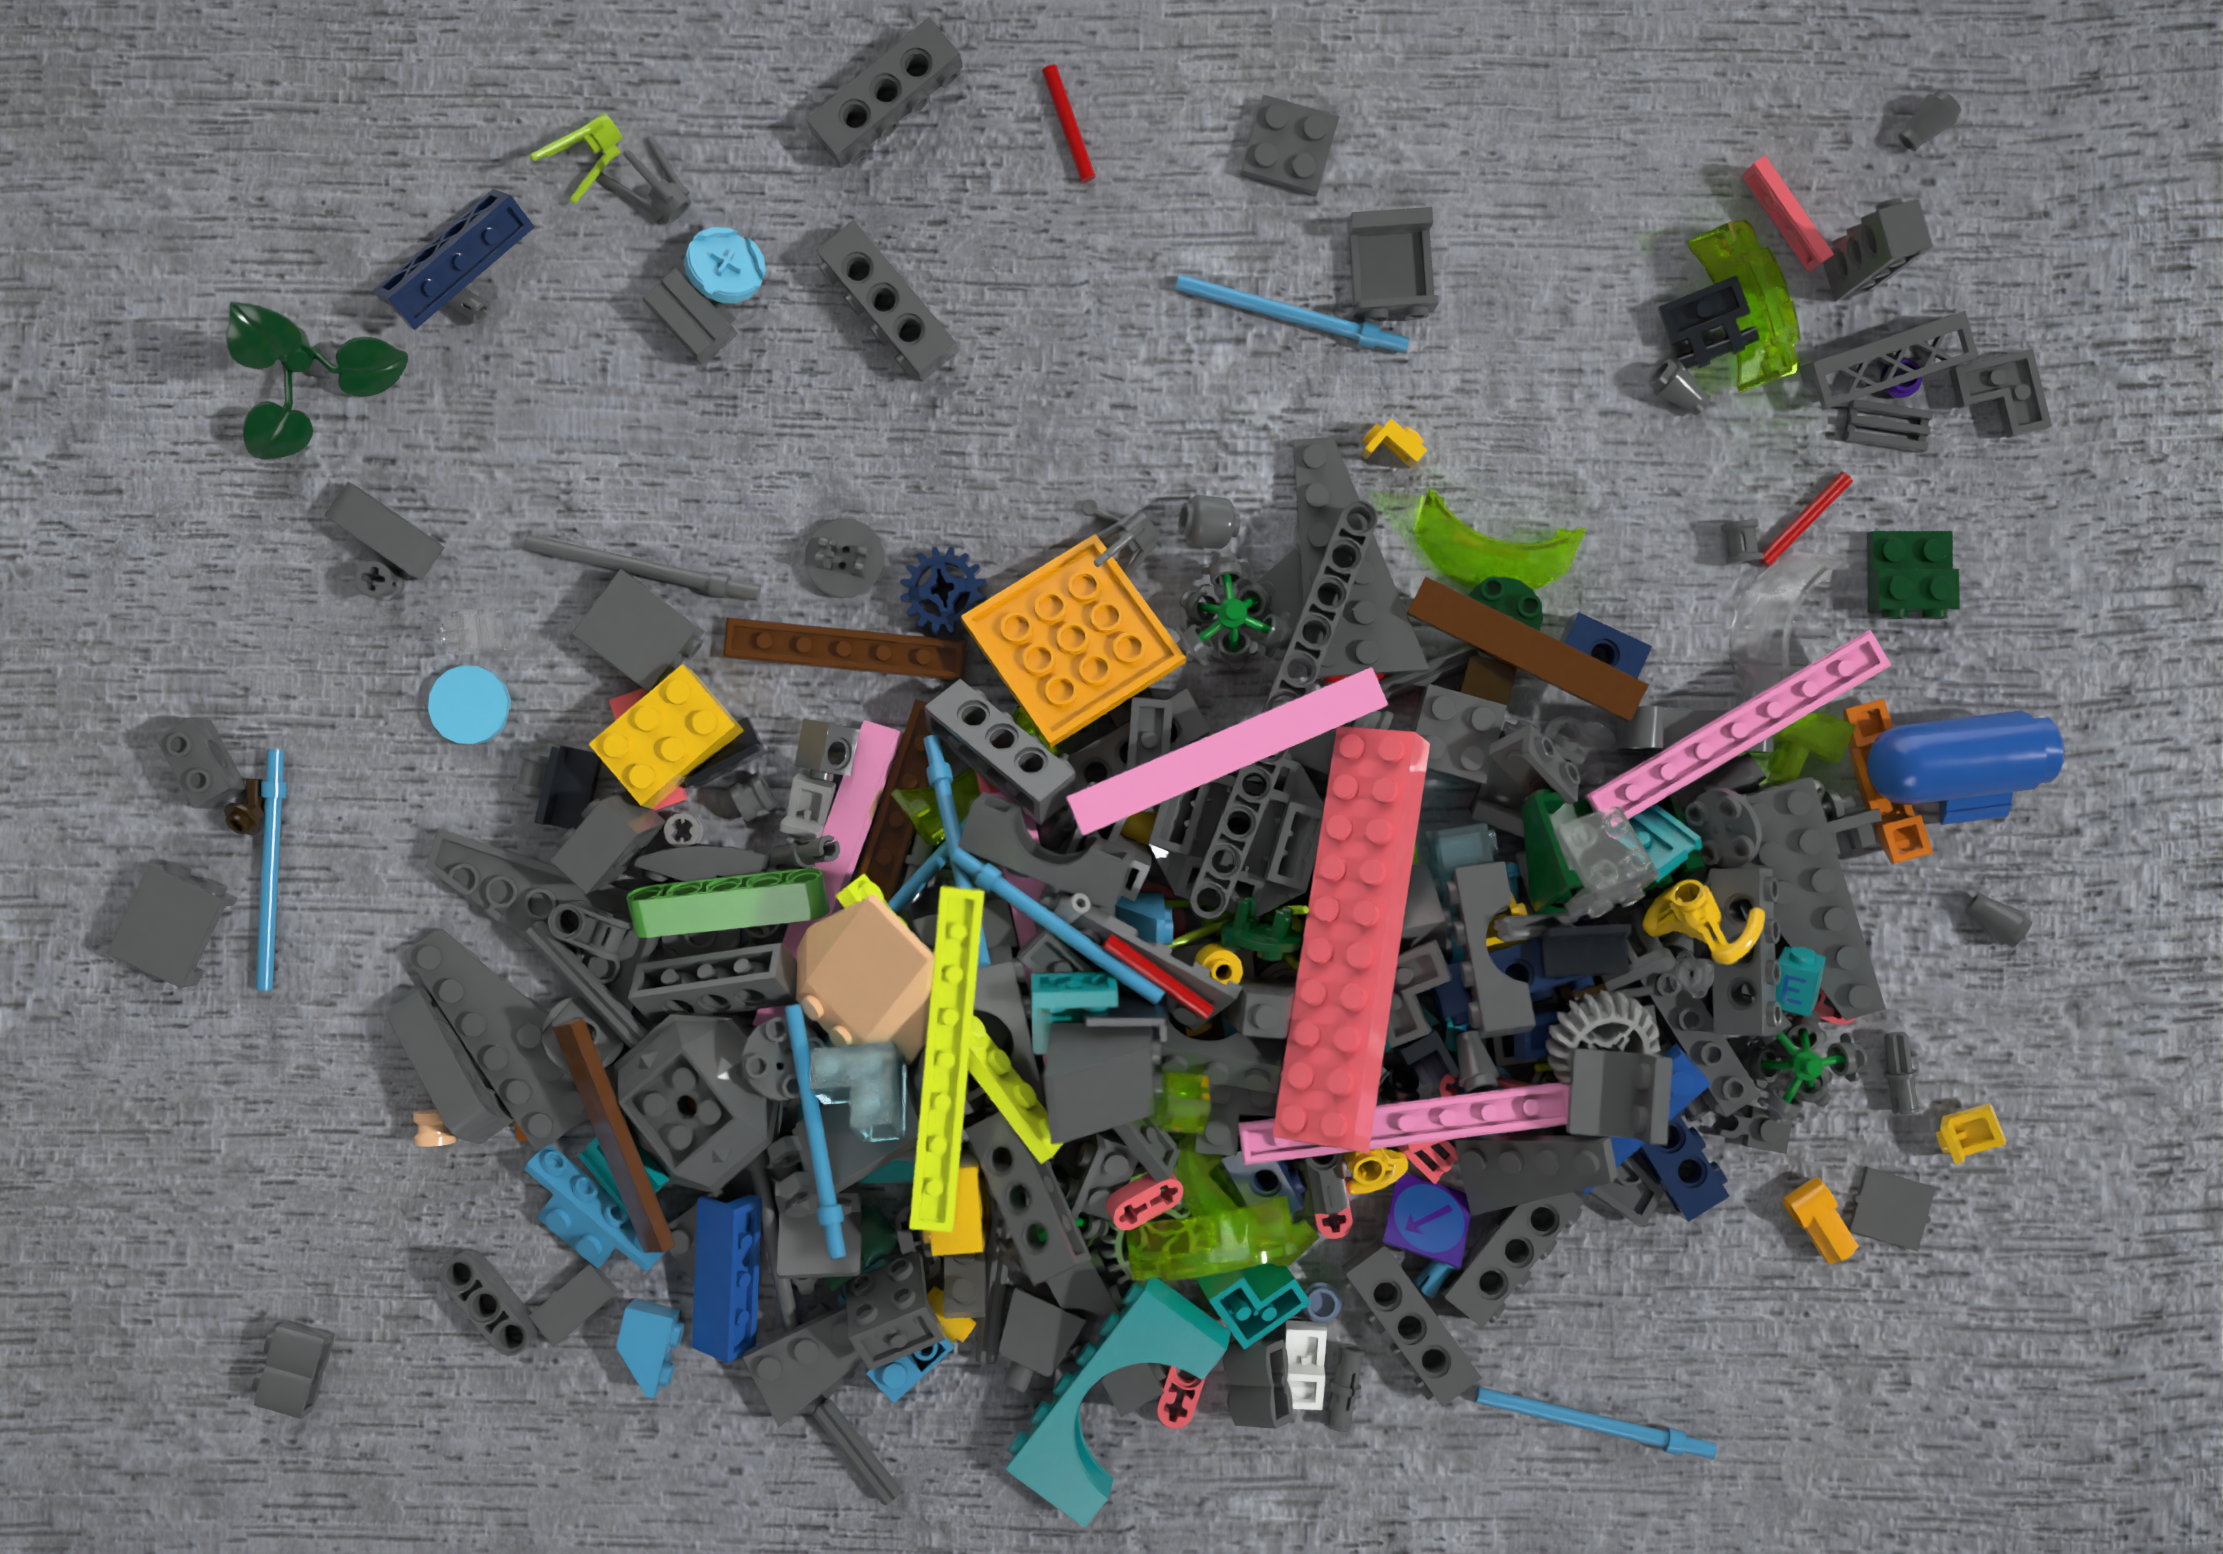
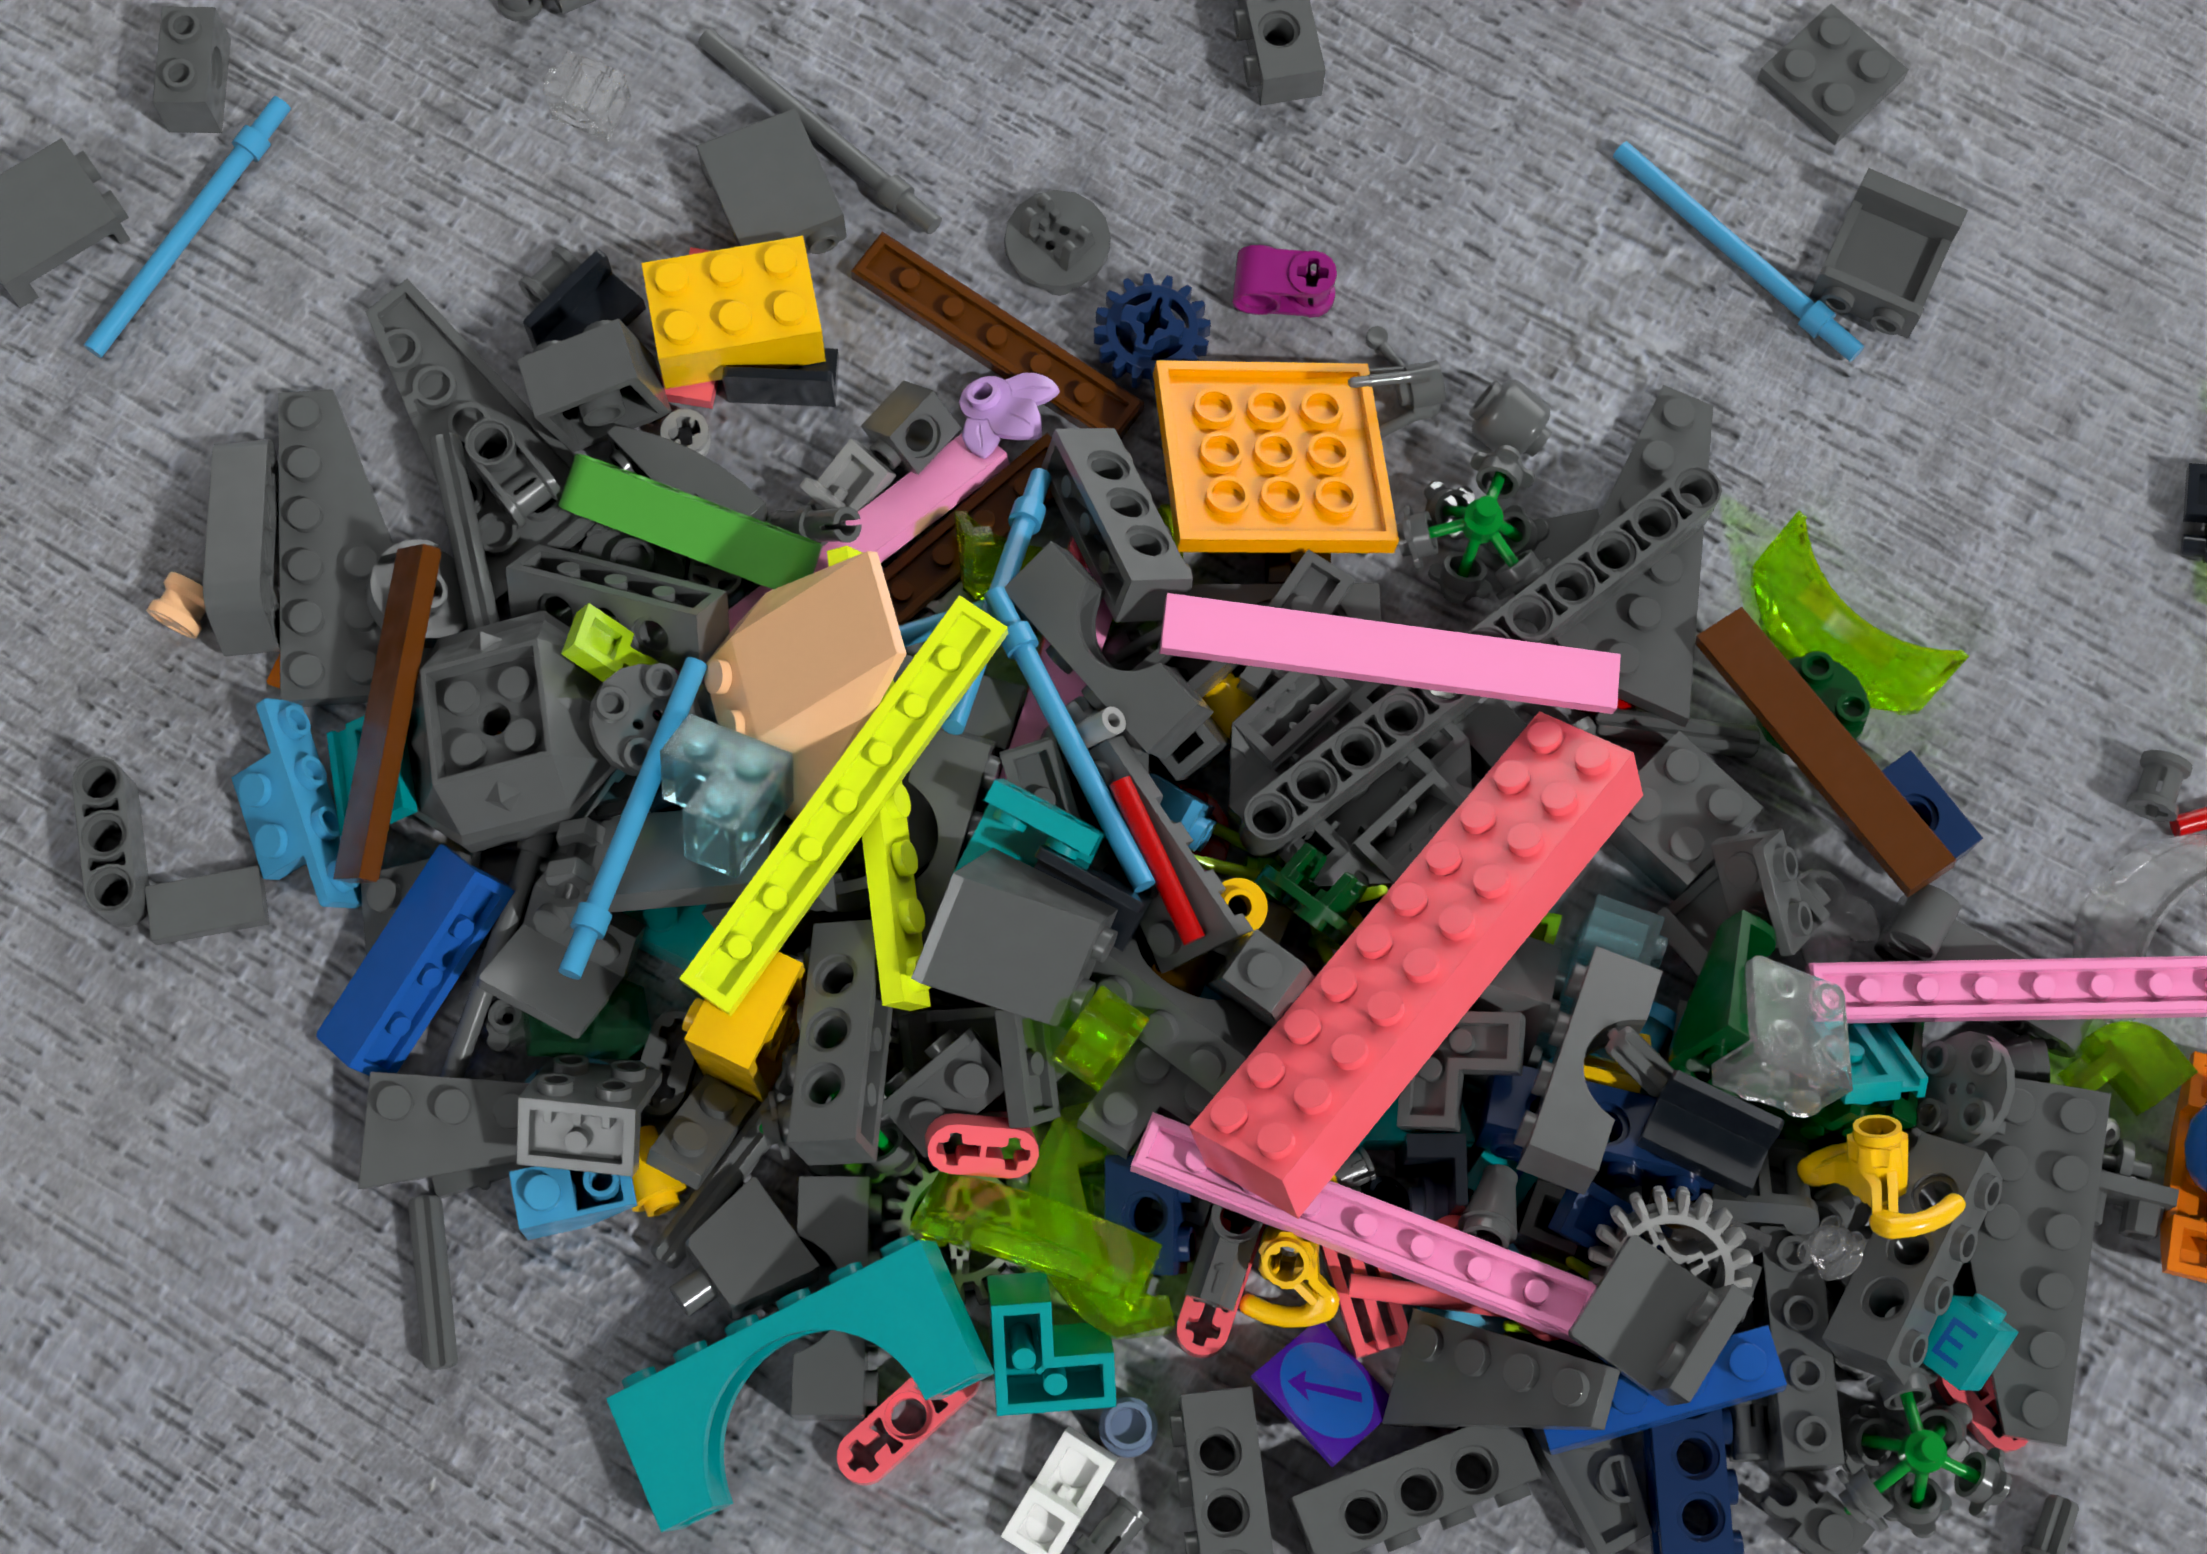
camera: 25 degrees right, 15 degrees down
(246, 817) = (198, 151): dark brown plate -> none
(469, 705) = (529, 171): medium azure tile -> none
(647, 1343) = (265, 998): dark azure slope -> none
(725, 1024) = (601, 644): none -> lime plate
(752, 796) = (790, 438): dark grey wheel -> none
(882, 703) = (1004, 410): none -> lavender plate
(1000, 509) = (1277, 280): none -> magenta piece
(1258, 1384) = (990, 1476): dark grey brick -> none
(1402, 442) = (1792, 453): yellow bracket -> none
(1433, 1277) = (1297, 1472): dark azure pin -> none
(1488, 679) = (1758, 770): dark brown panel -> none
(1678, 386) = (2169, 568): dark grey cone -> none

